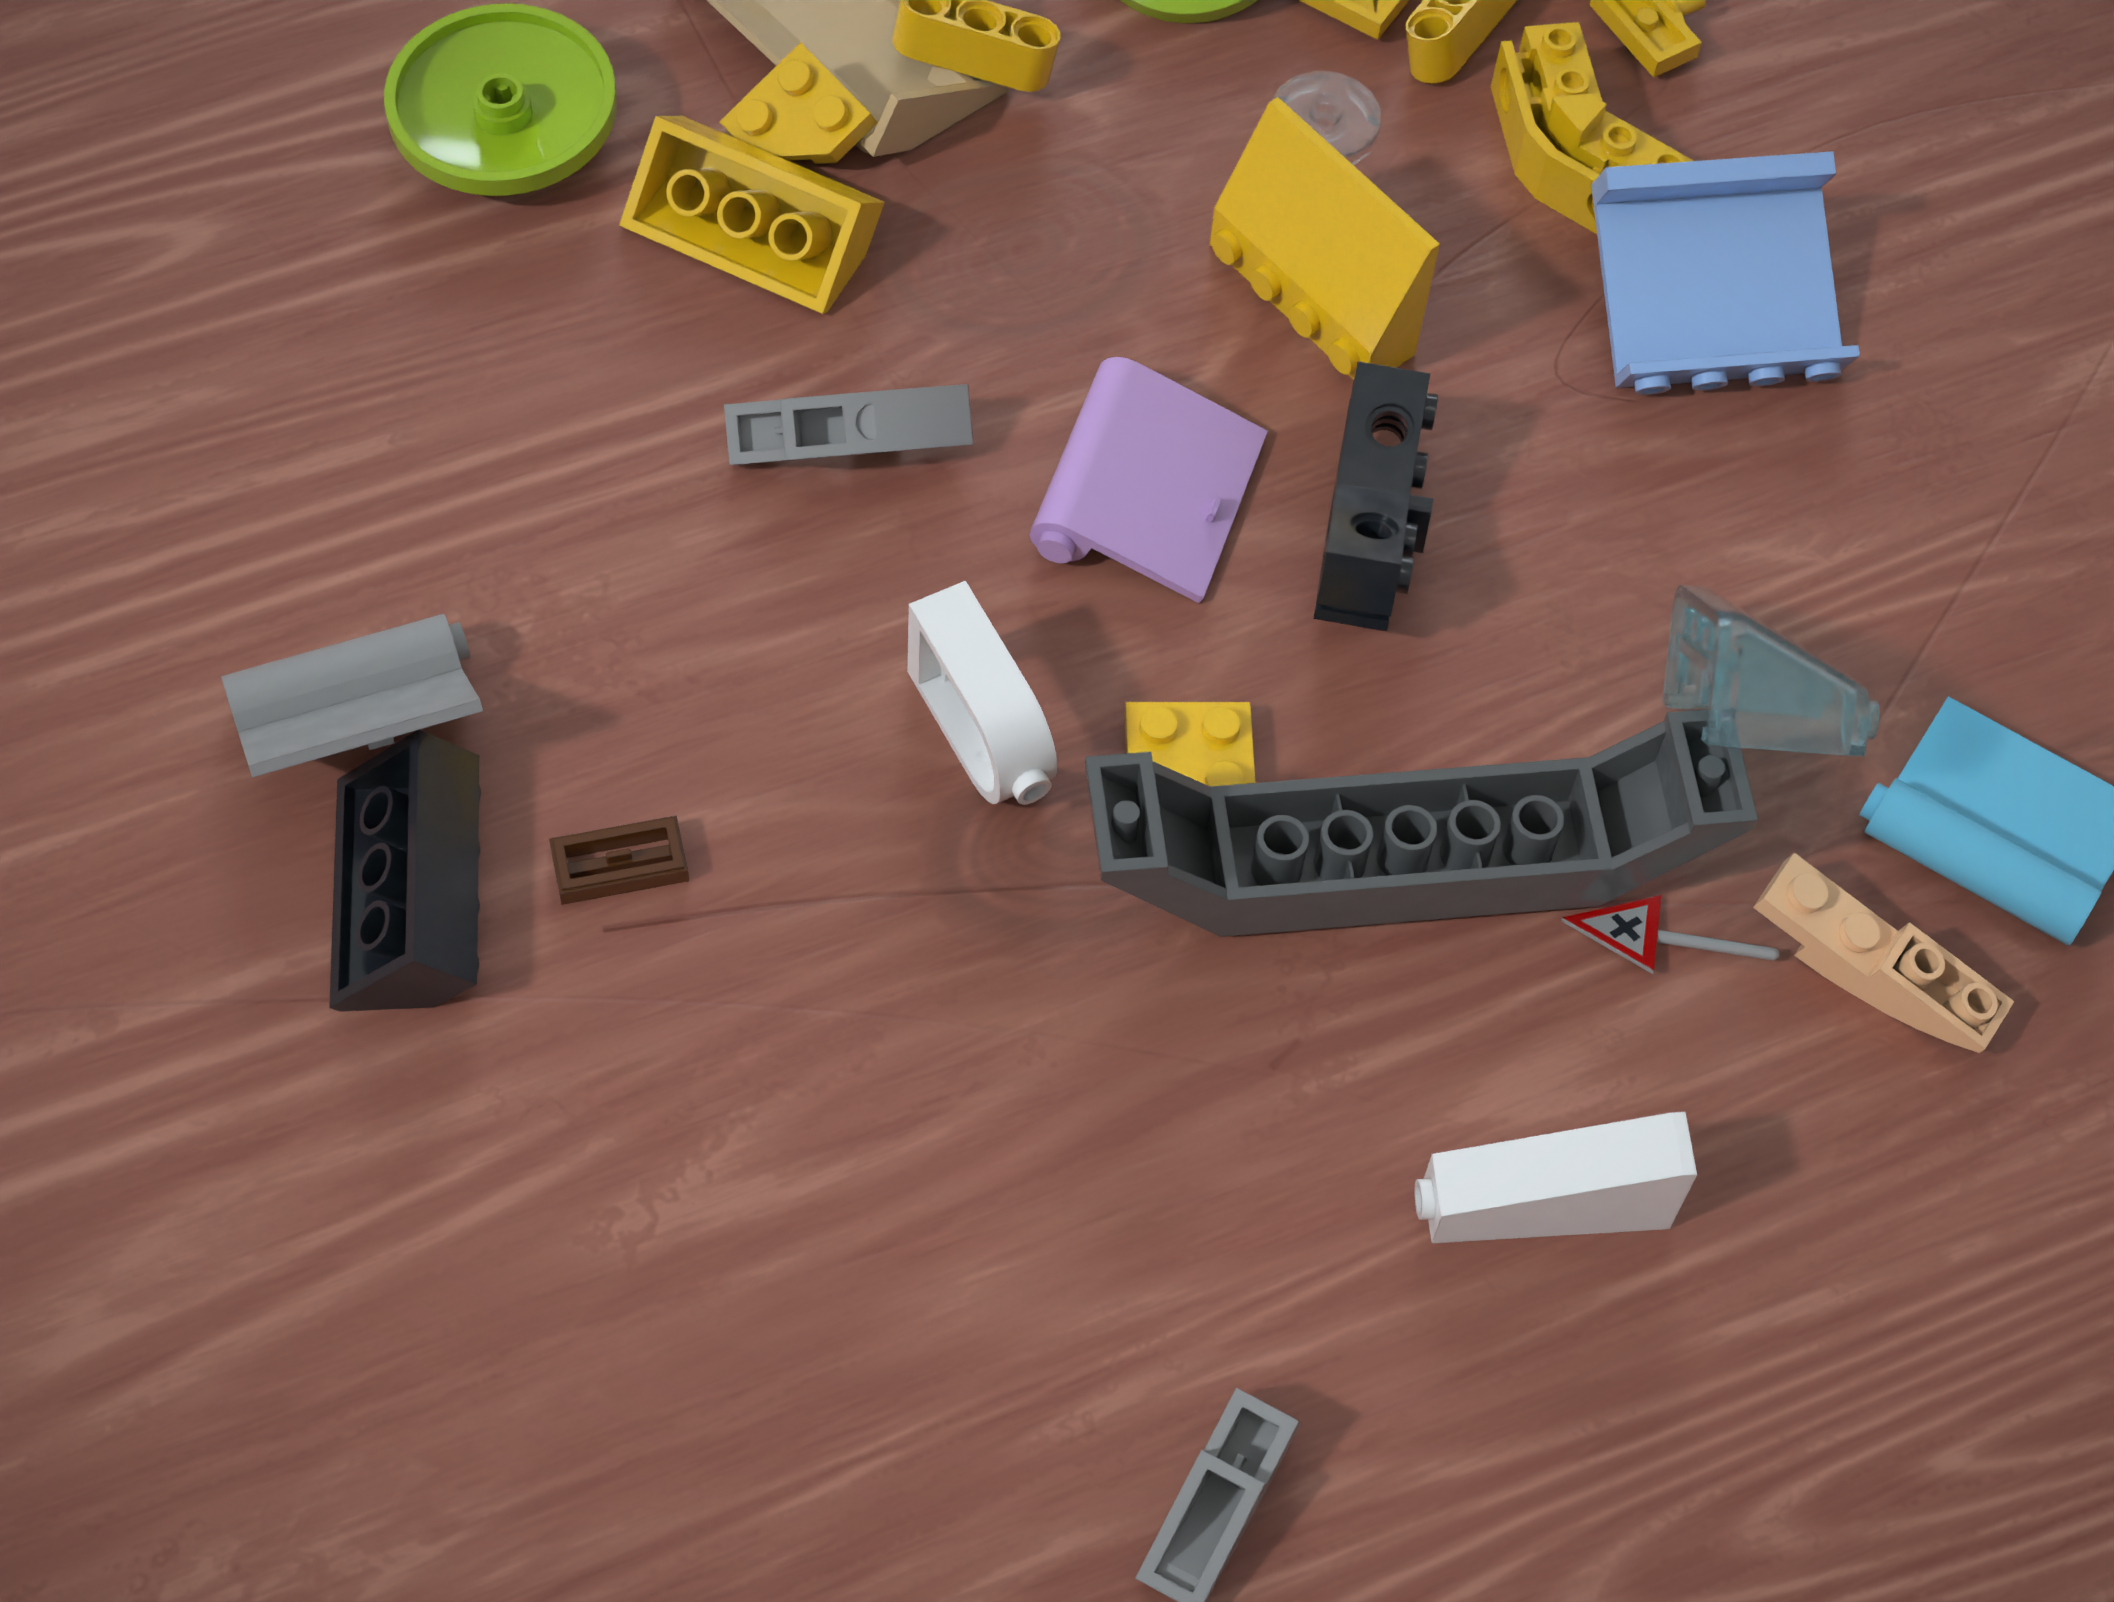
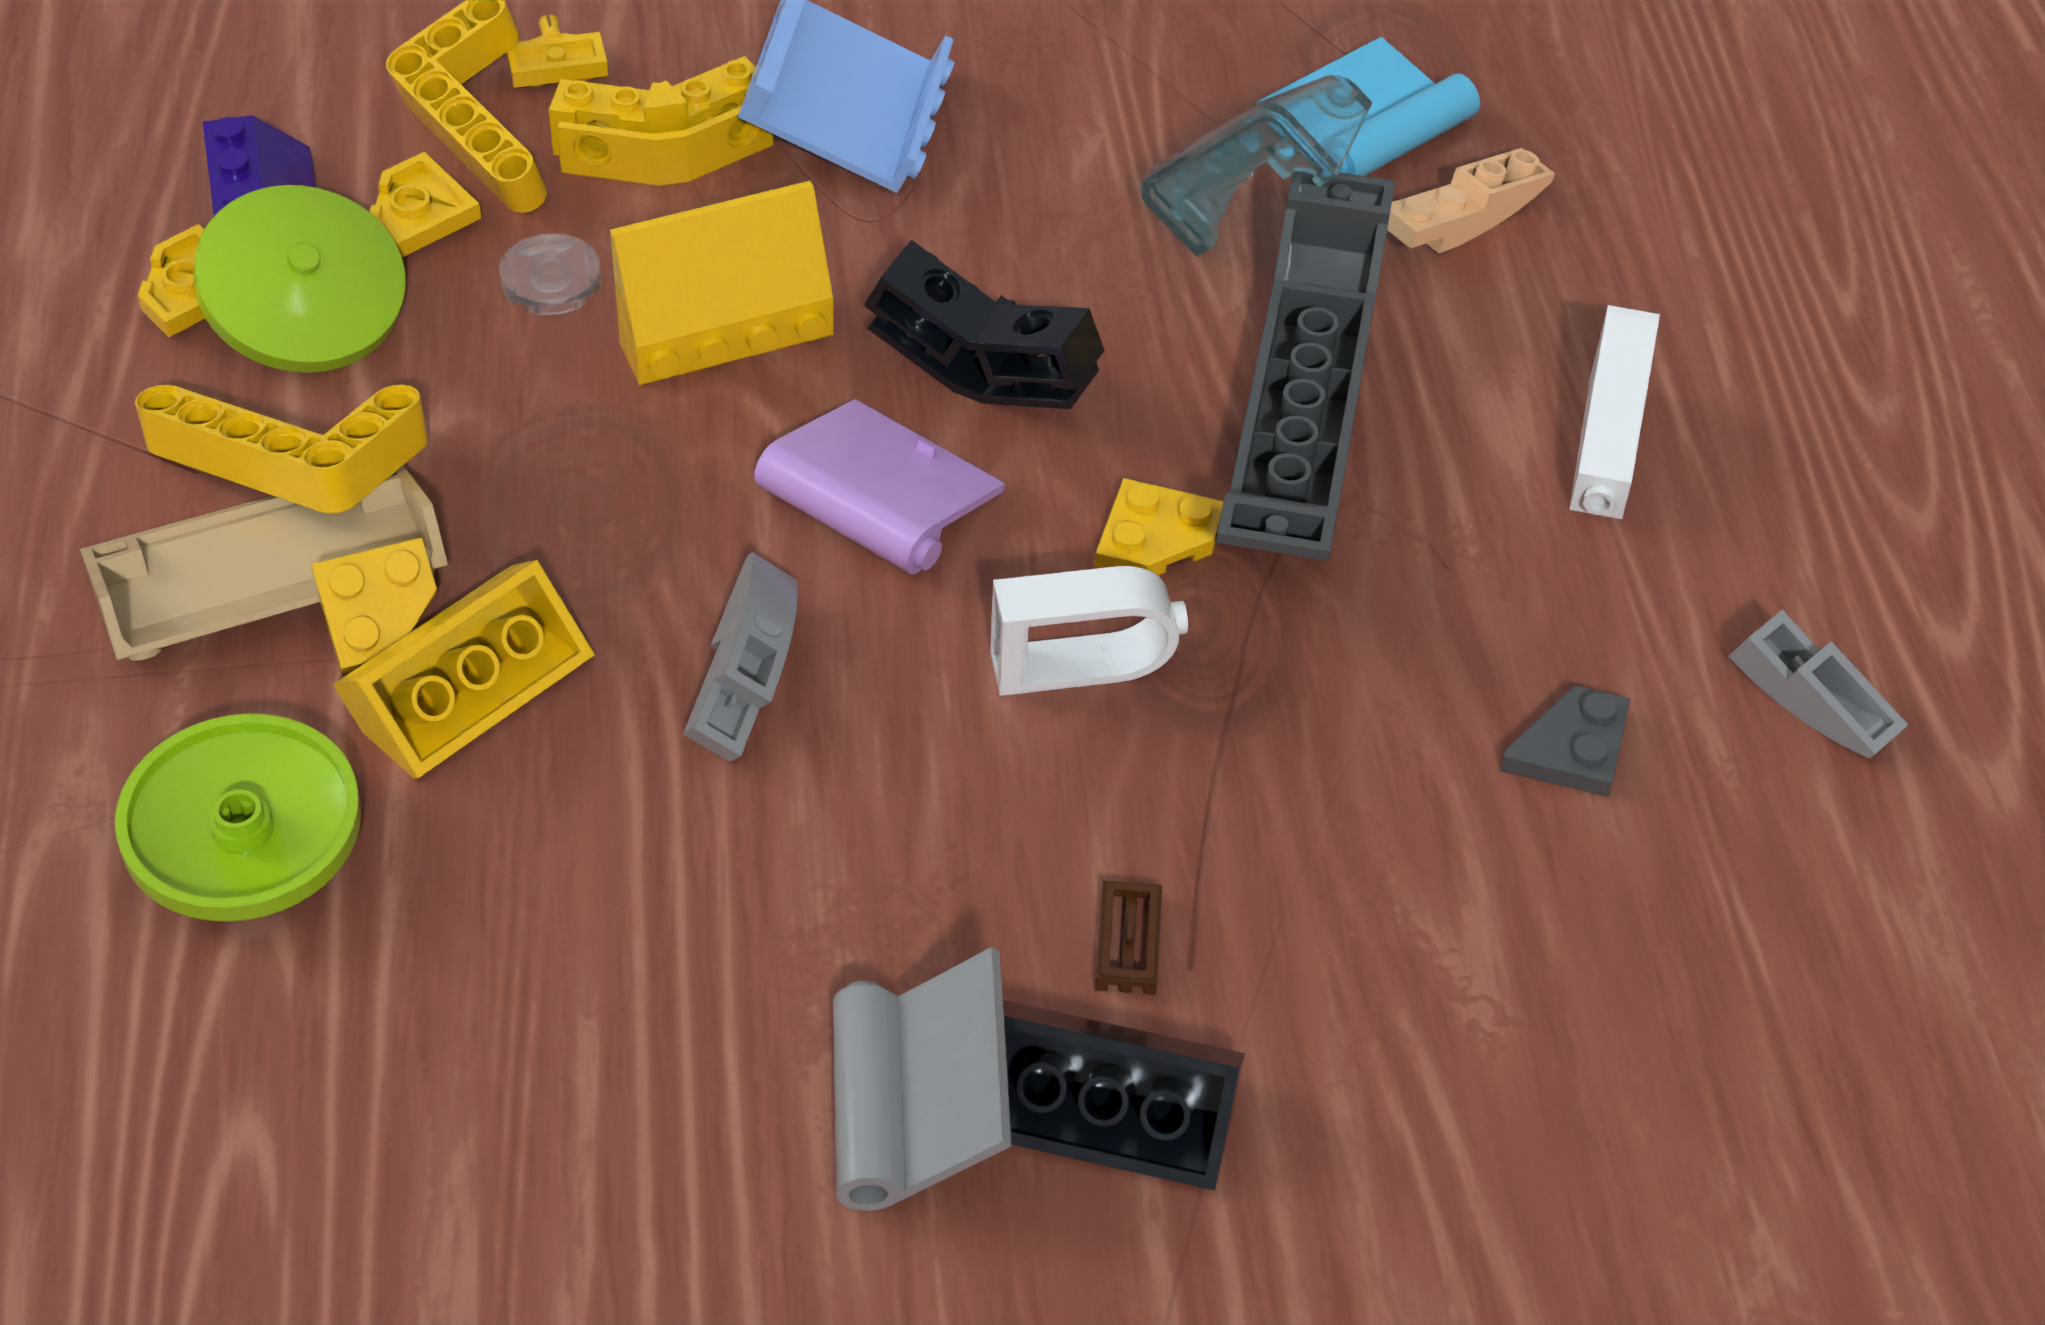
camera: 70 degrees left, 10 degrees down
(1044, 1244) = (1573, 742): none -> dark grey wing
(1634, 933) = (1394, 332): piece -> none

